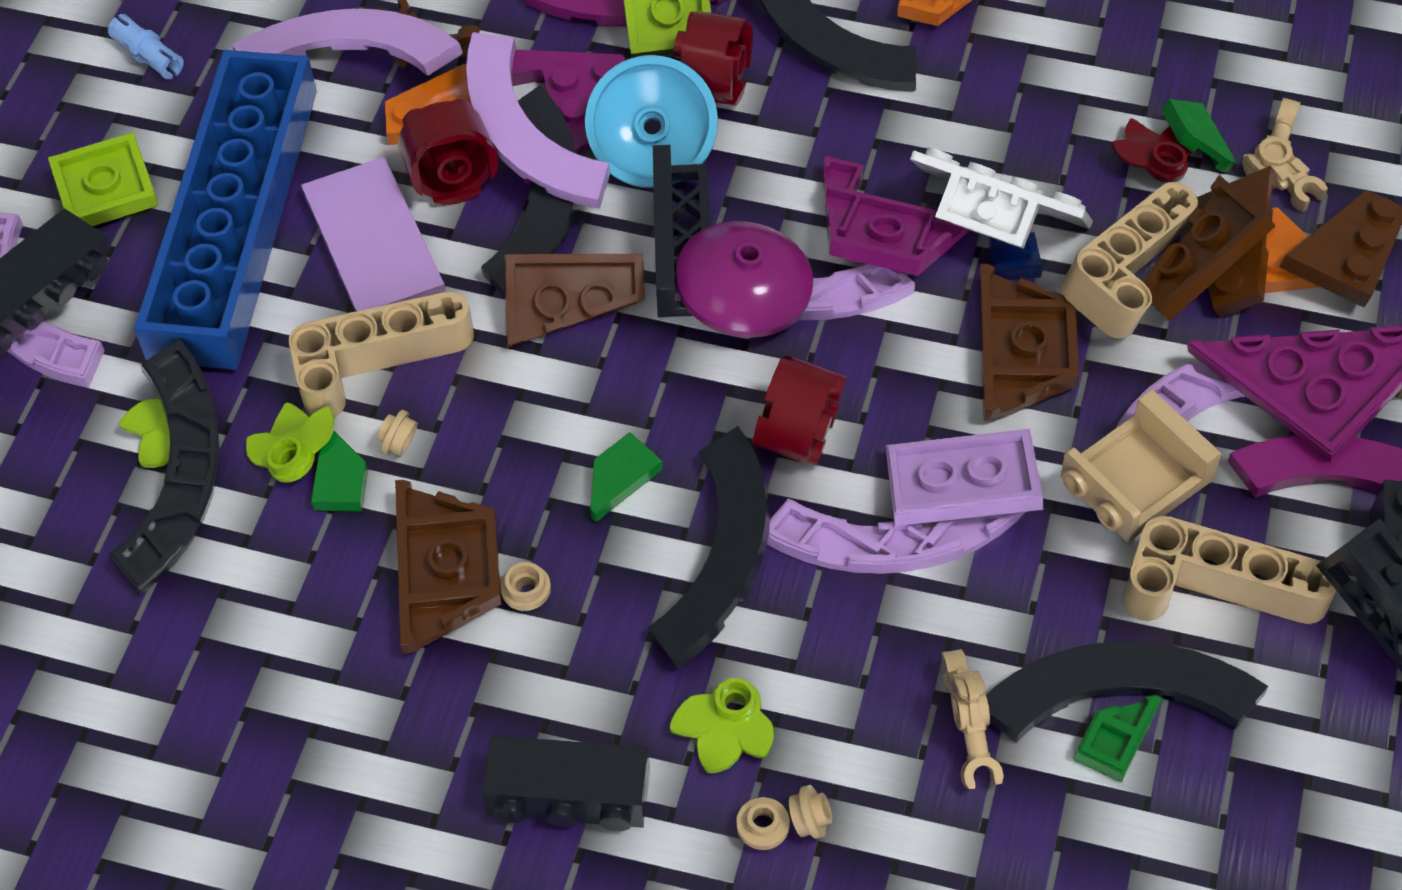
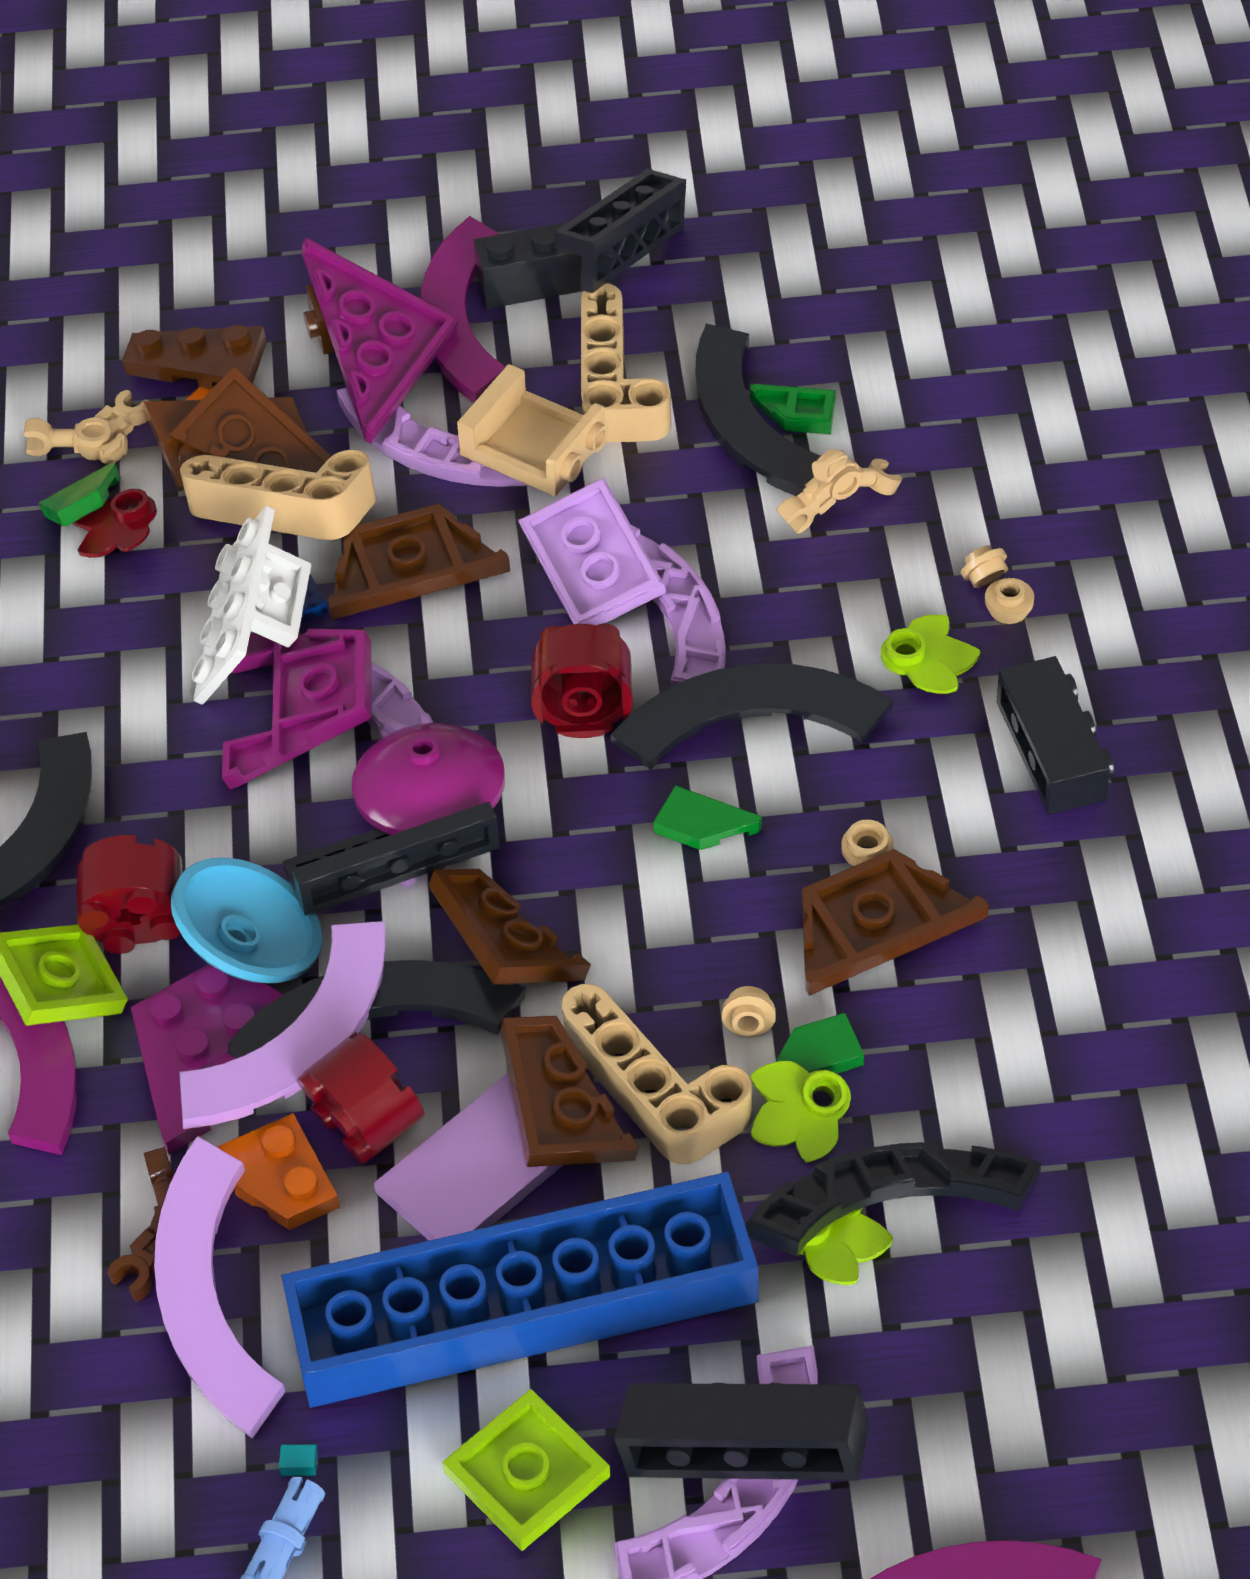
camera: 110 degrees left, 5 degrees down
(201, 71) = (298, 1459): none -> teal piece
(376, 270) = (555, 1101): none -> reddish brown wing

